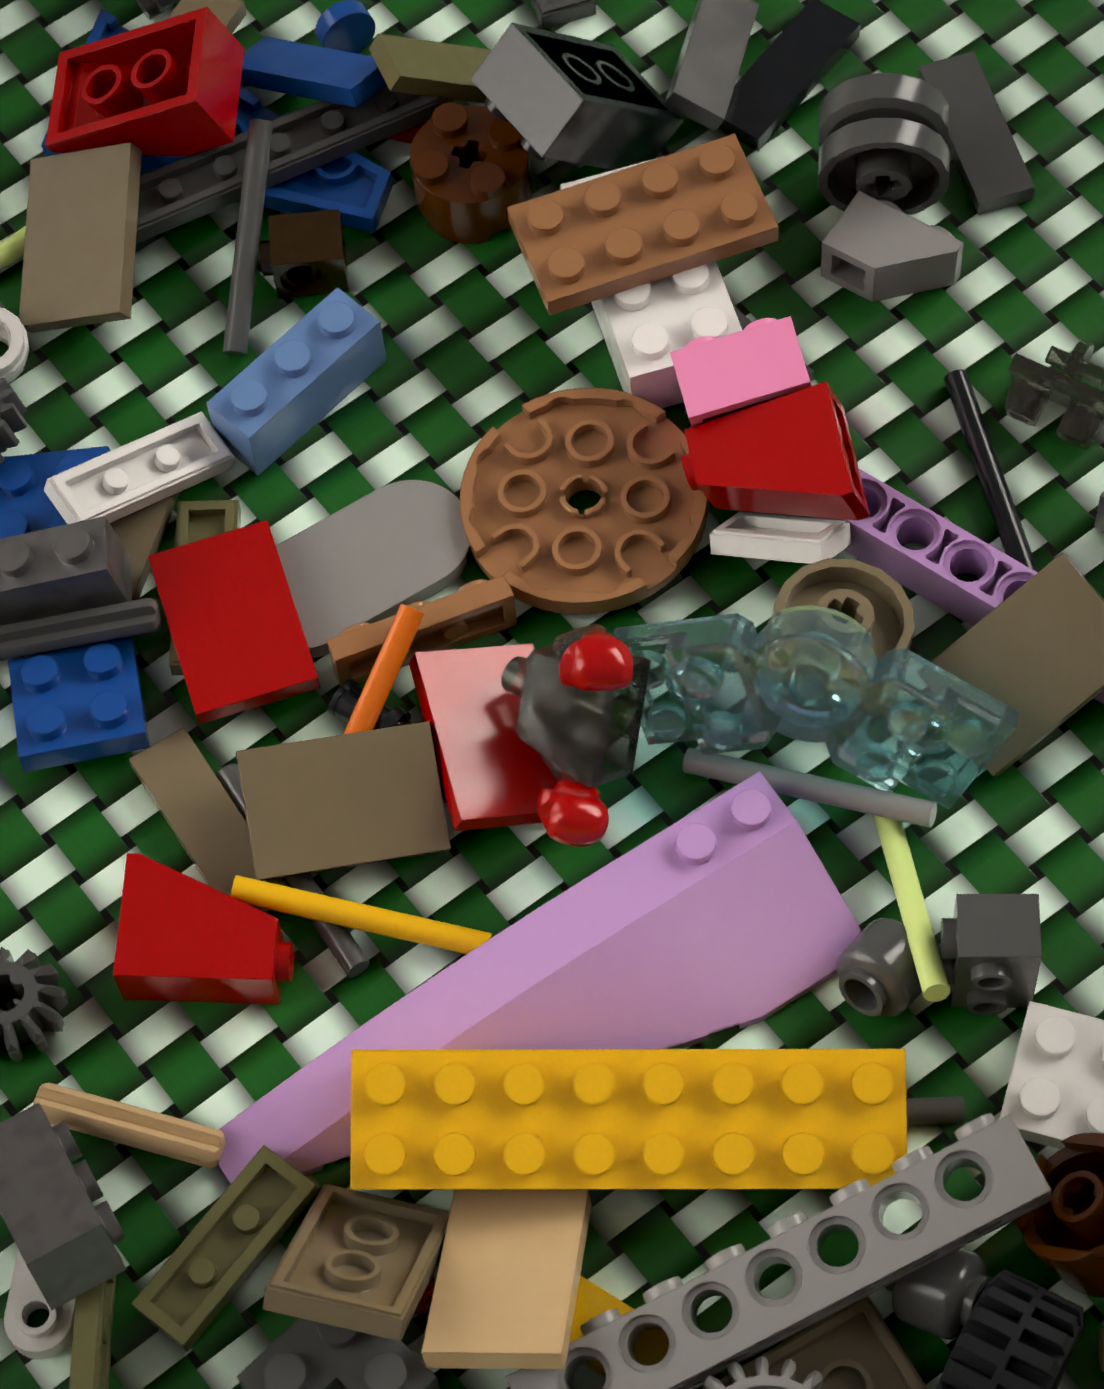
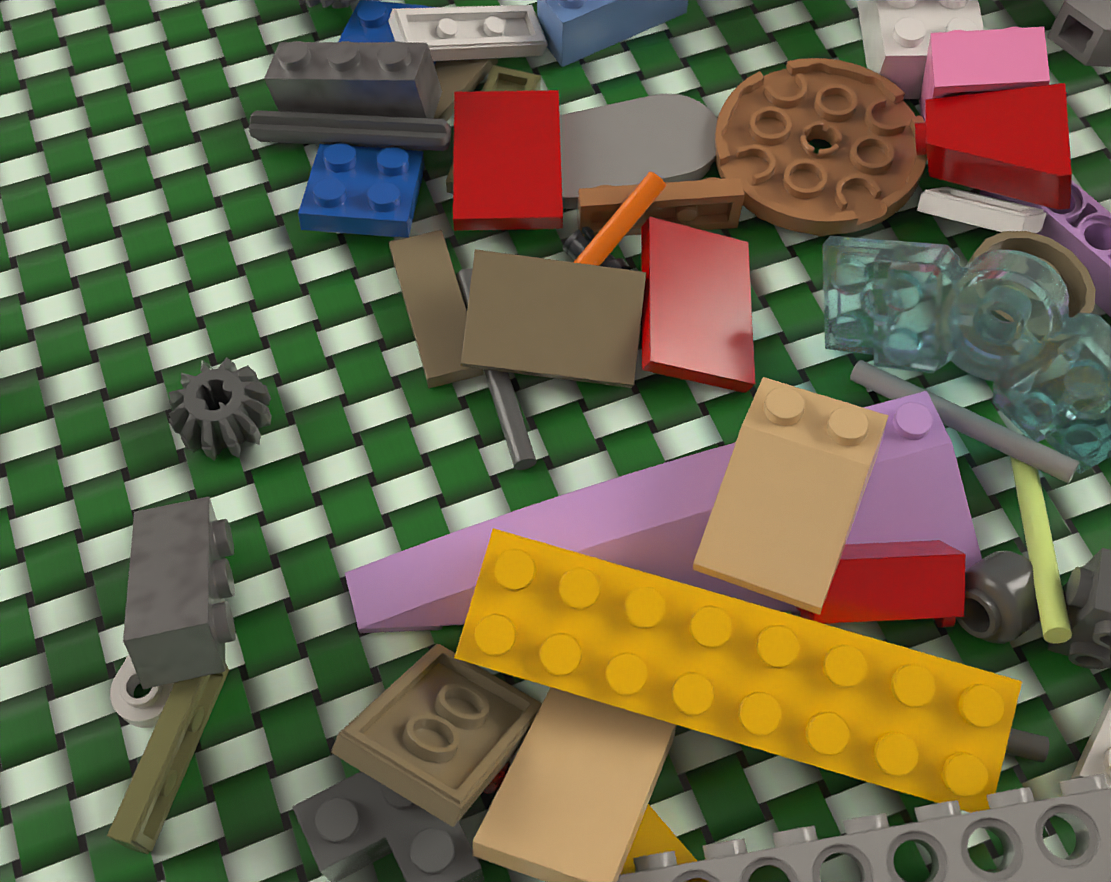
camera: 10 degrees right, 0 degrees up
(132, 1125) = (287, 541): tan axle -> none
(194, 942) = (391, 401): red slope -> none
(225, 1248) = (328, 676): olive plate -> none
(357, 915) = (536, 417): yellow bar -> none
(583, 720) = (780, 299): clear smoke torso -> none
(639, 926) = (790, 494): none -> tan slope
(755, 989) = (895, 584): none -> red brick

